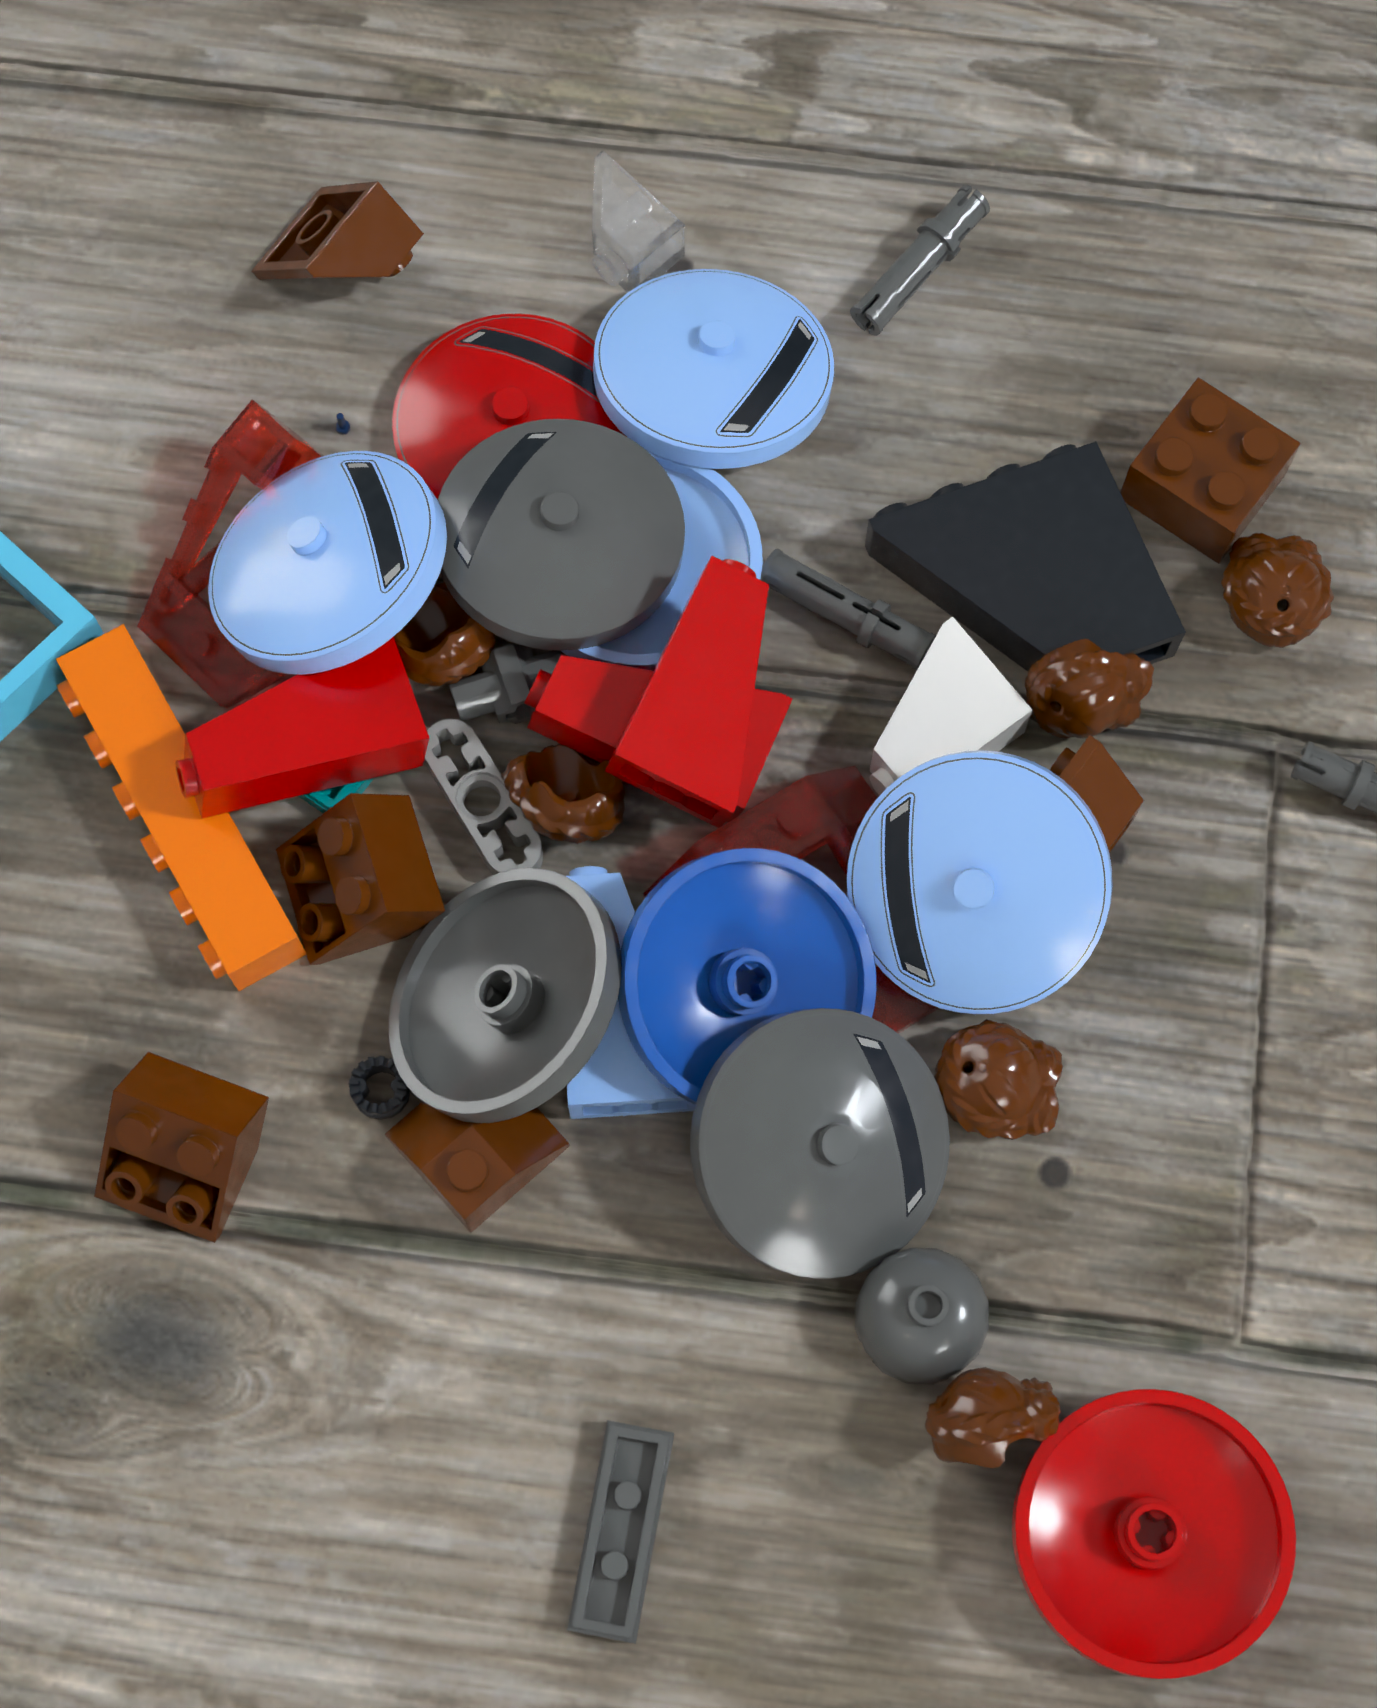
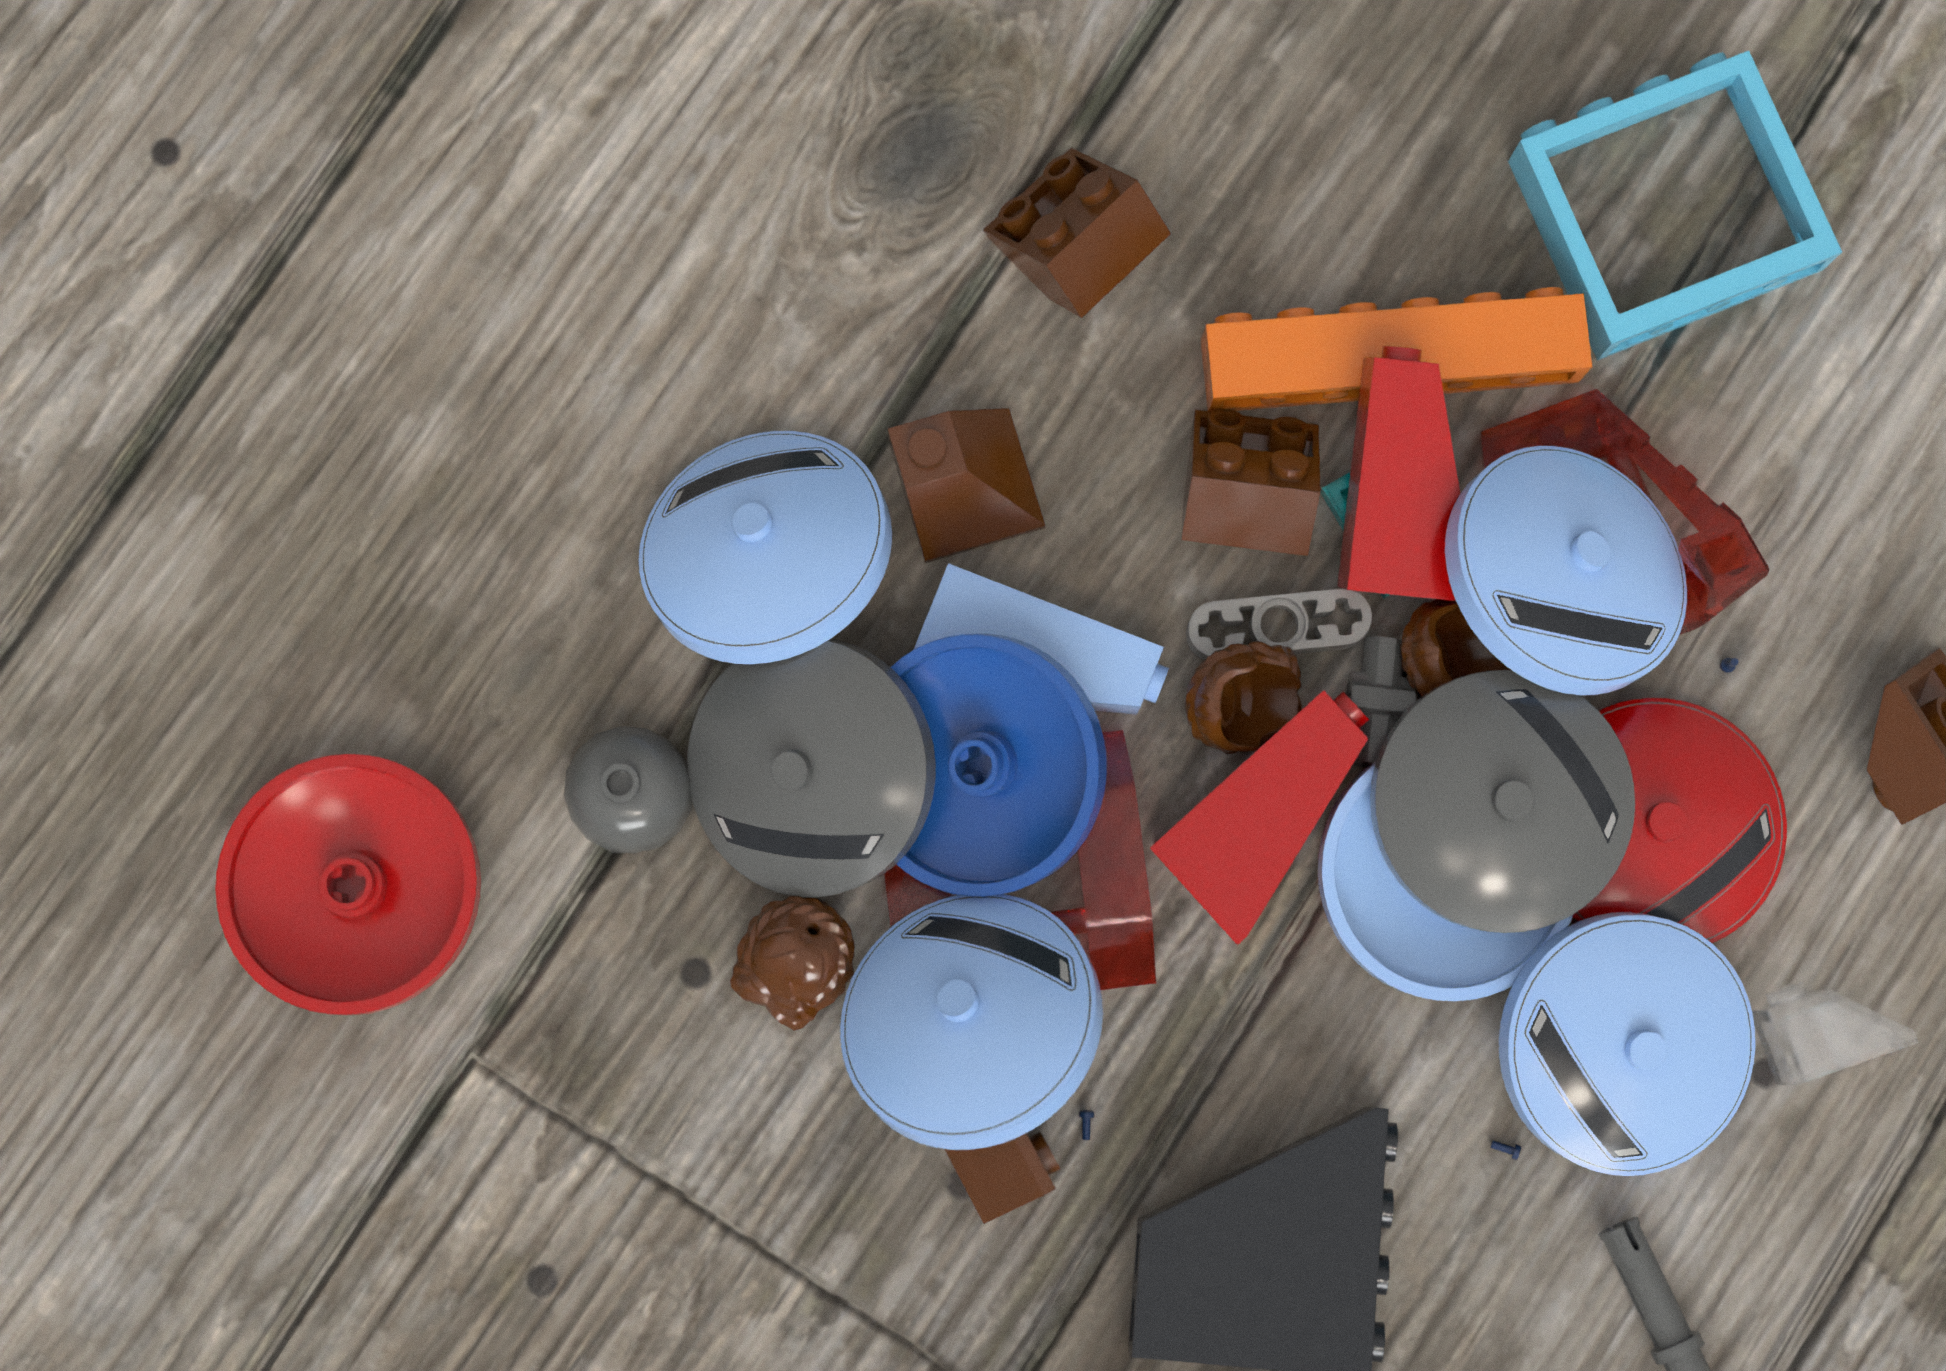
camera: 115 degrees right, 10 degrees up
(360, 1090) = (1060, 405): black bush -> none
(505, 995) = (1070, 550): dark grey dish -> none
(621, 1532) = (577, 455): dark grey tile -> none
(632, 1286) = (765, 547): none -> light blue dish
(697, 706) = (1265, 843): red slope -> none
(844, 424) = (1514, 1151): none -> dark blue piece
(865, 619) = (1251, 1095): dark grey pin -> none
(949, 707) = (1156, 1086): white slope -> none
(986, 1413) = (510, 798): reddish brown hair -> none
(1086, 689) = (1119, 1228): reddish brown hair -> none

